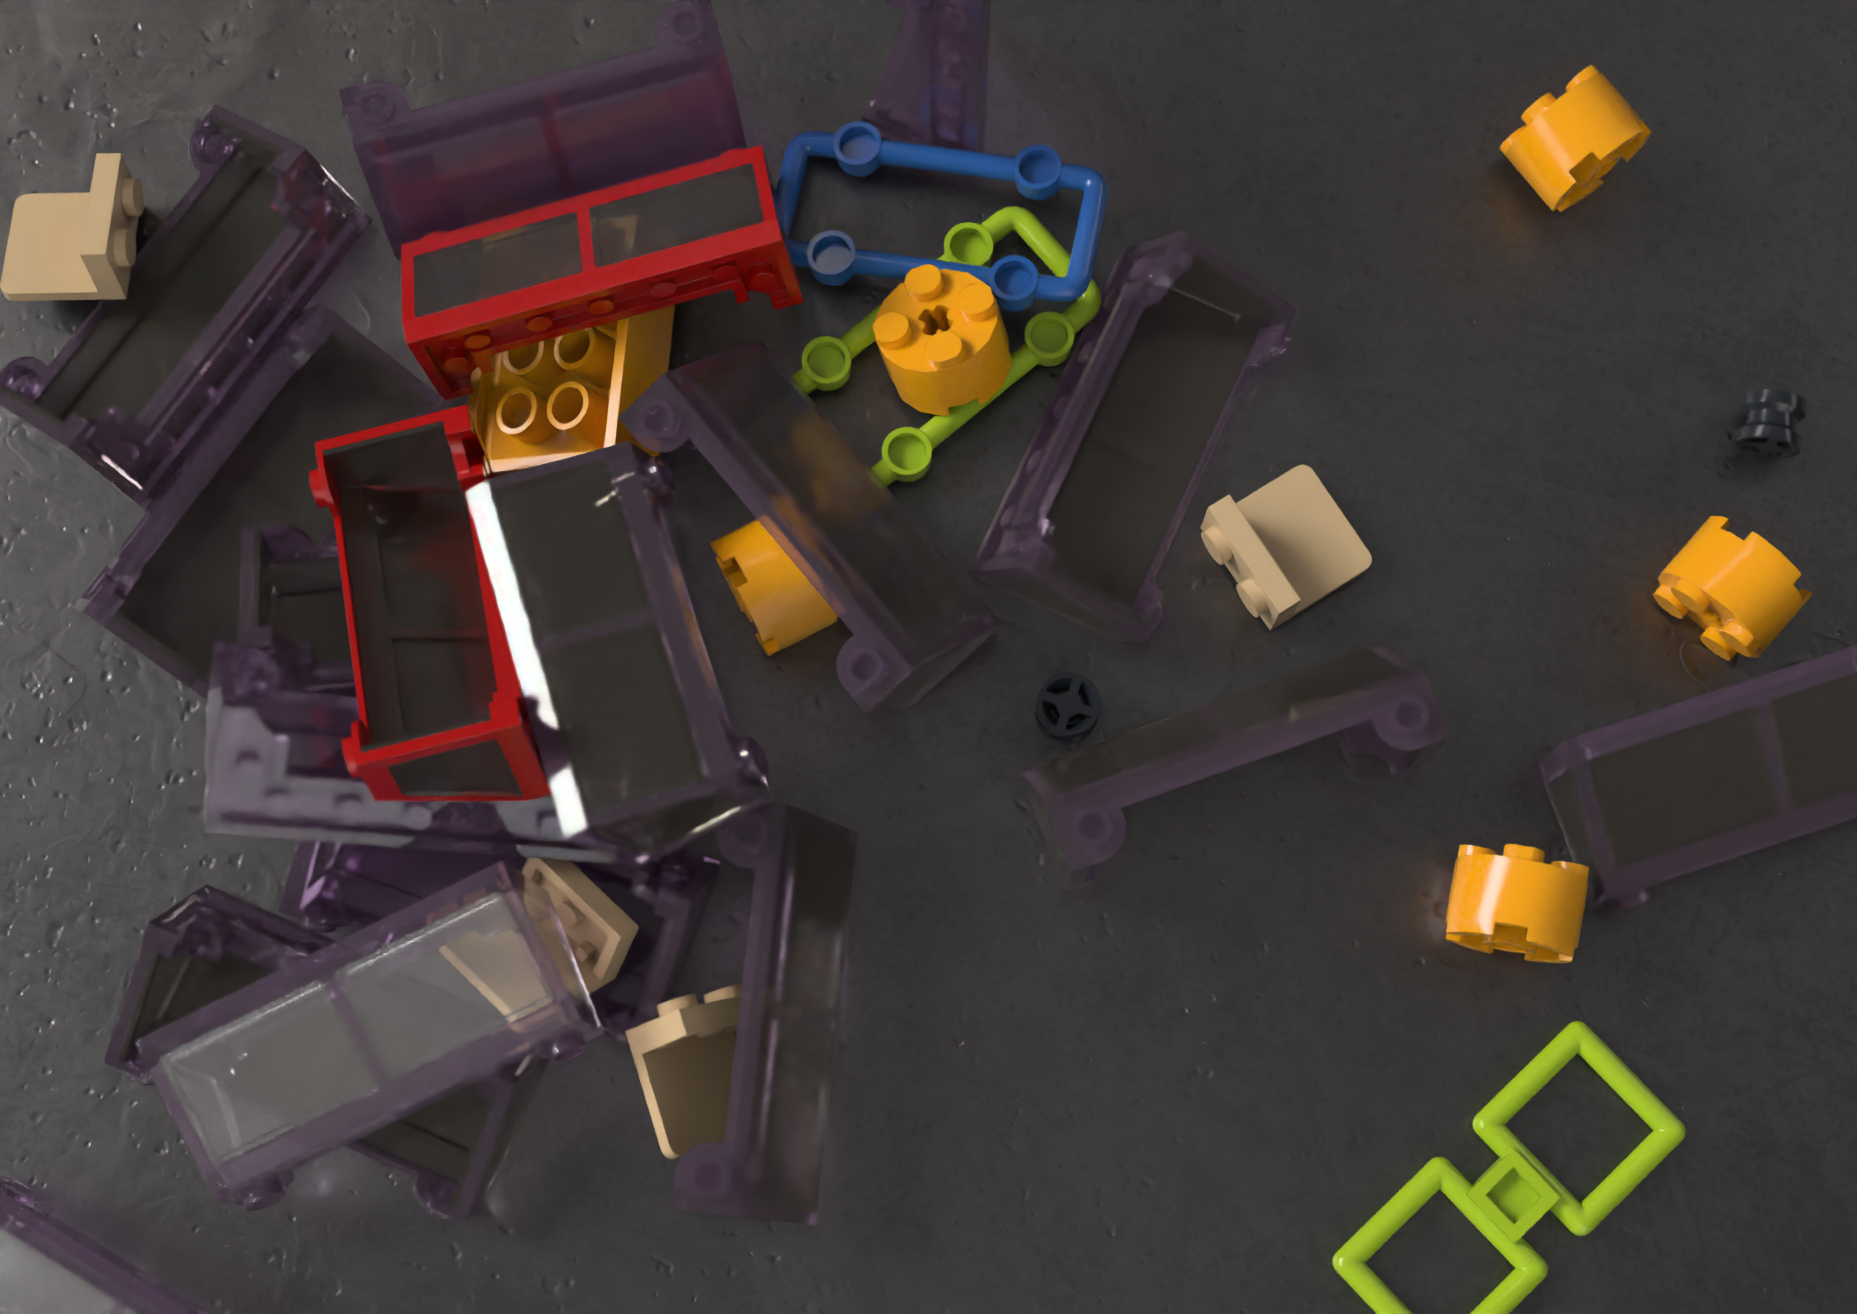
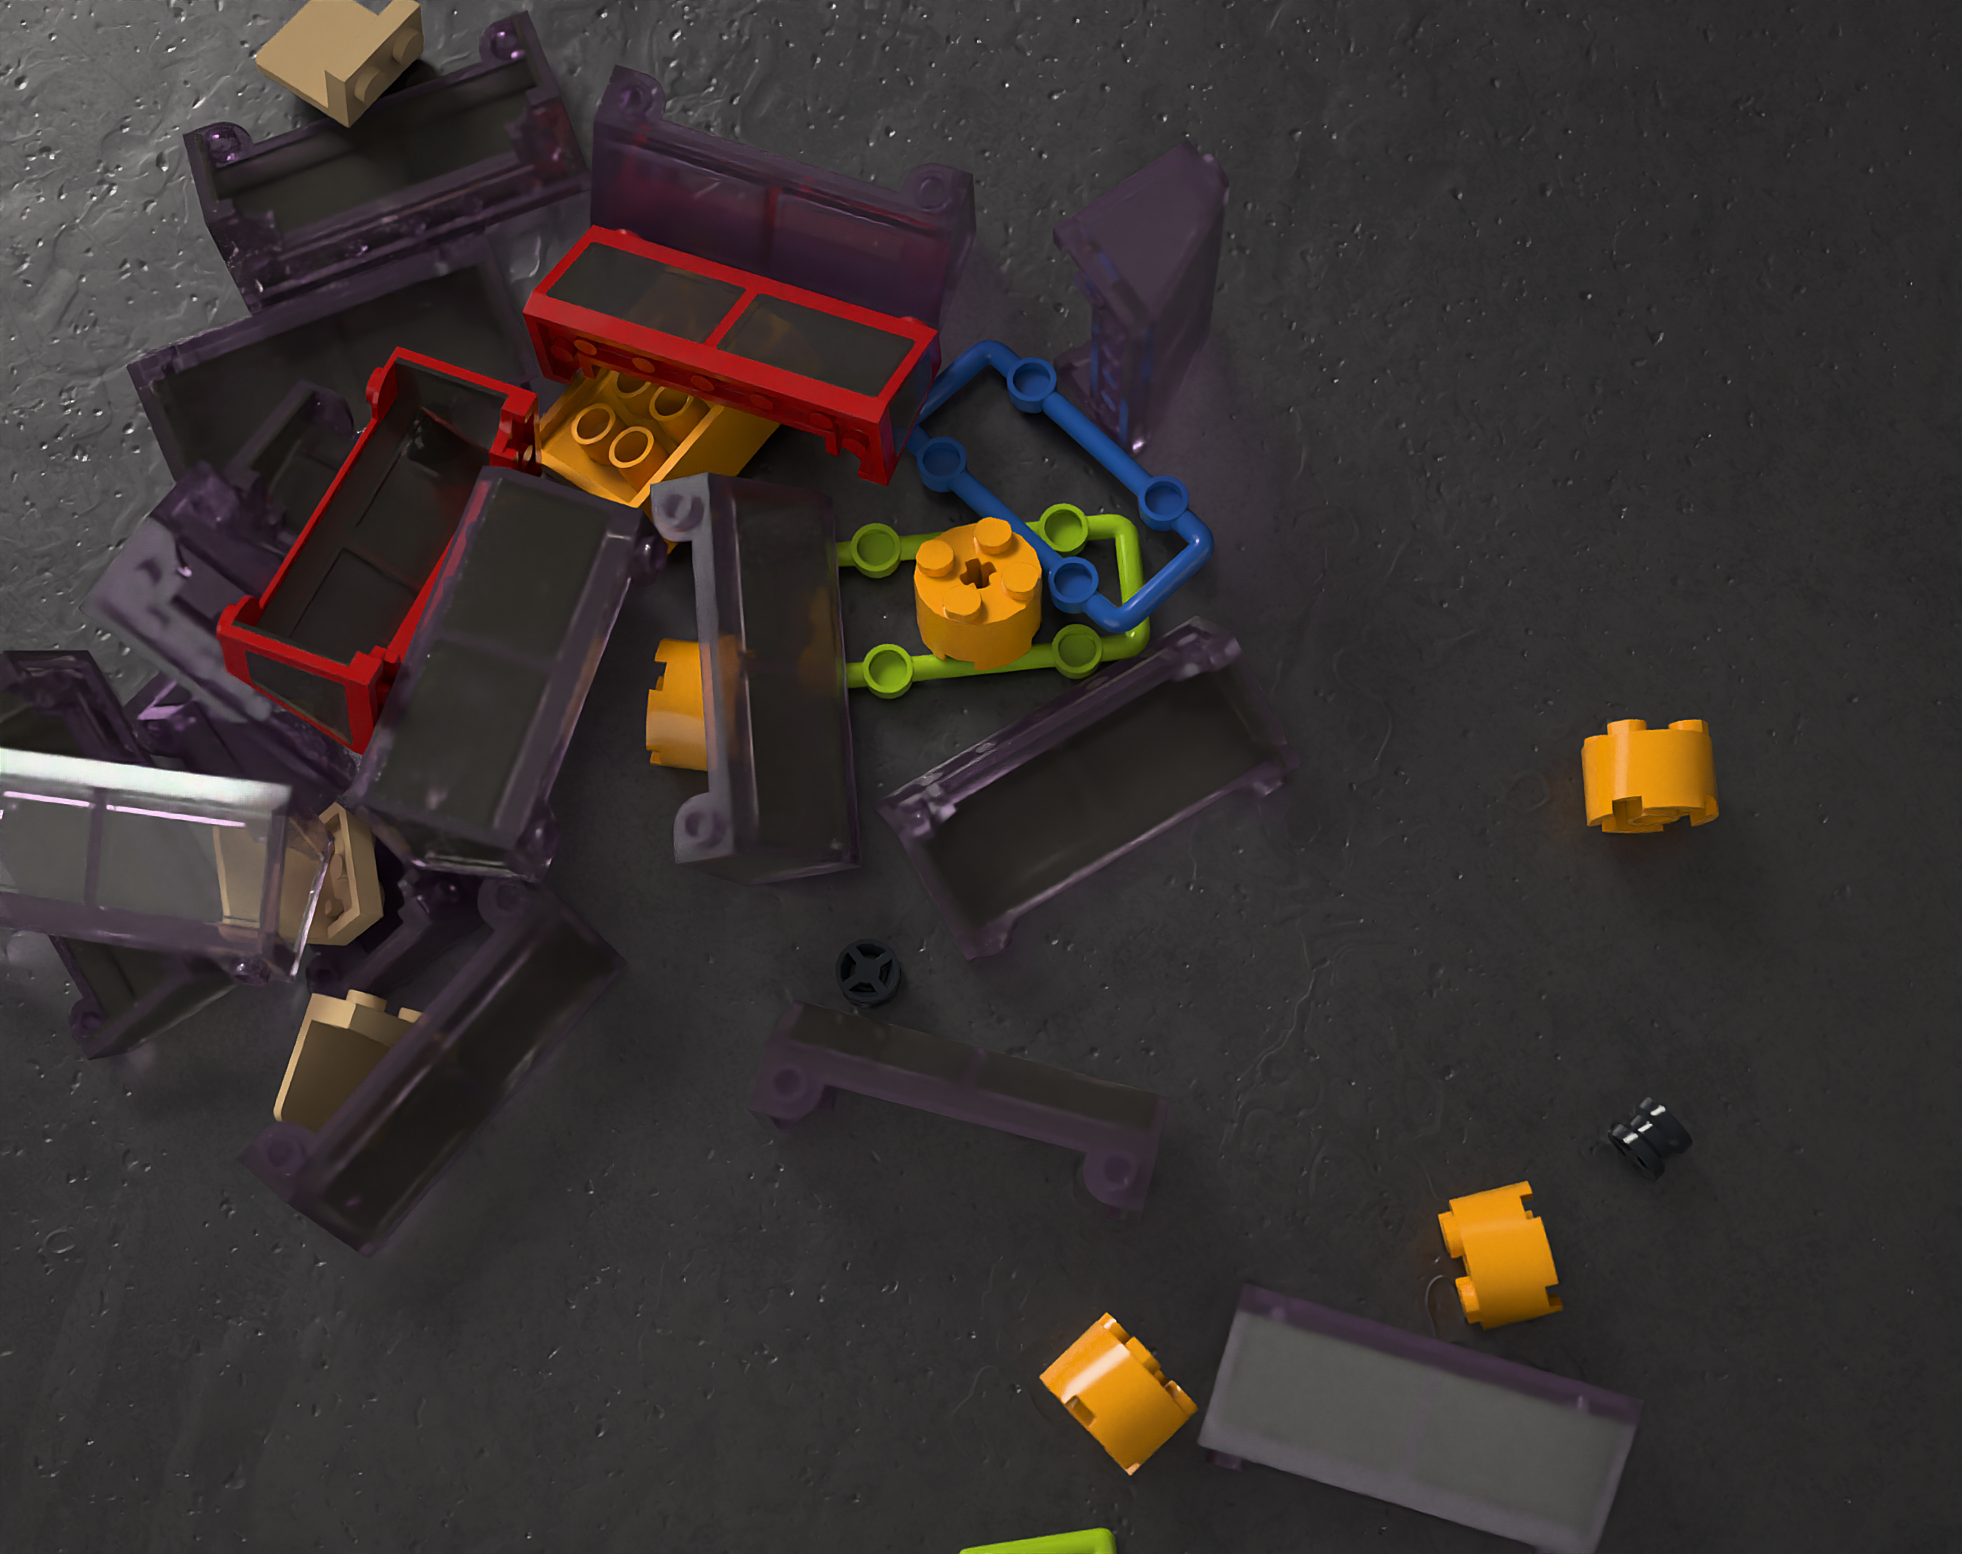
camera: 40 degrees right, 0 degrees up
(1284, 545) = (1150, 960): tan bracket -> none

